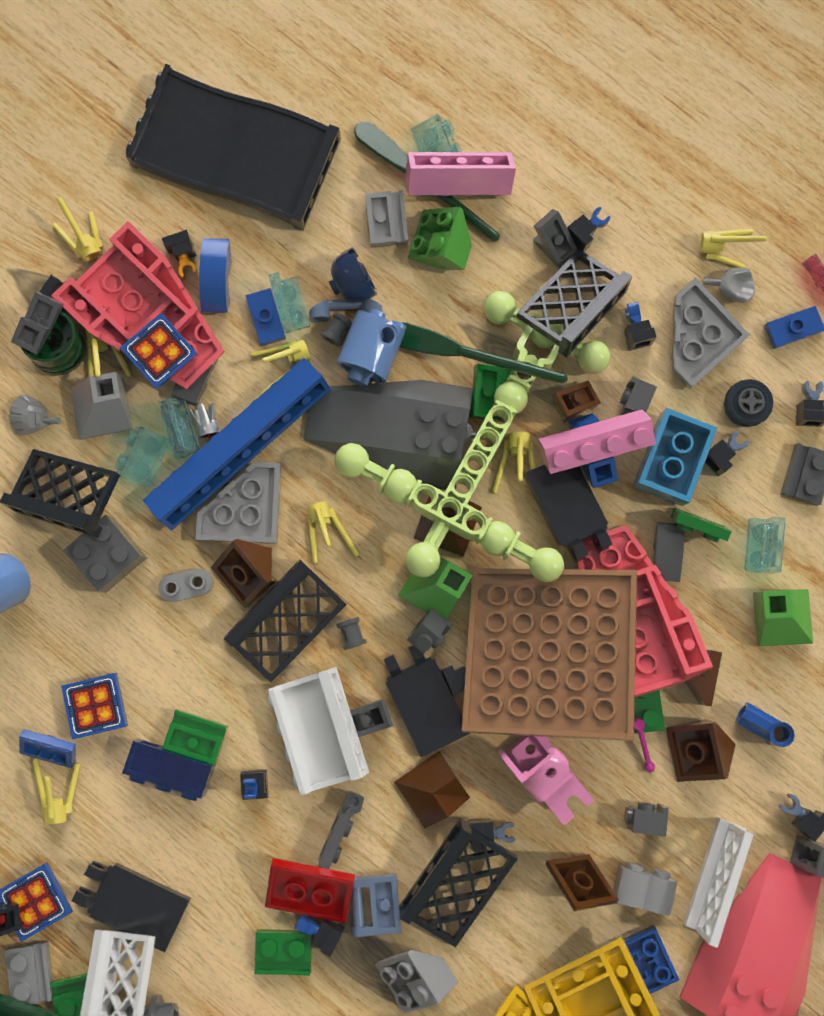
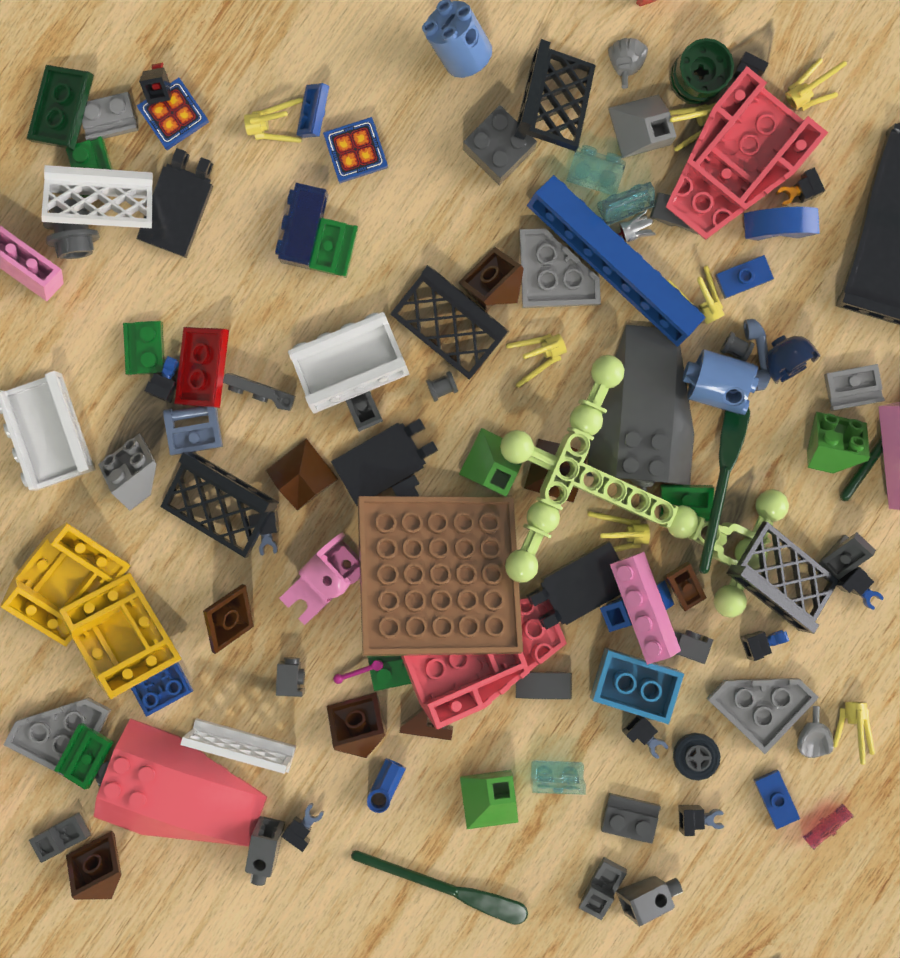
camera: 85 degrees right, 5 degrees up
(37, 323) = (717, 56): dark grey slope -> none
(159, 351) = (700, 176): tile -> none
(185, 585) = (475, 224): light grey plate -> none
(254, 784) = (294, 307): black piece -> none
(289, 303) = (760, 298): clear light blue bracket -> none
(429, 631) = (449, 460): dark grey brick -> none
(645, 889) = (225, 679): light grey brick -> none
(689, 522) = (574, 702): green plate -> none

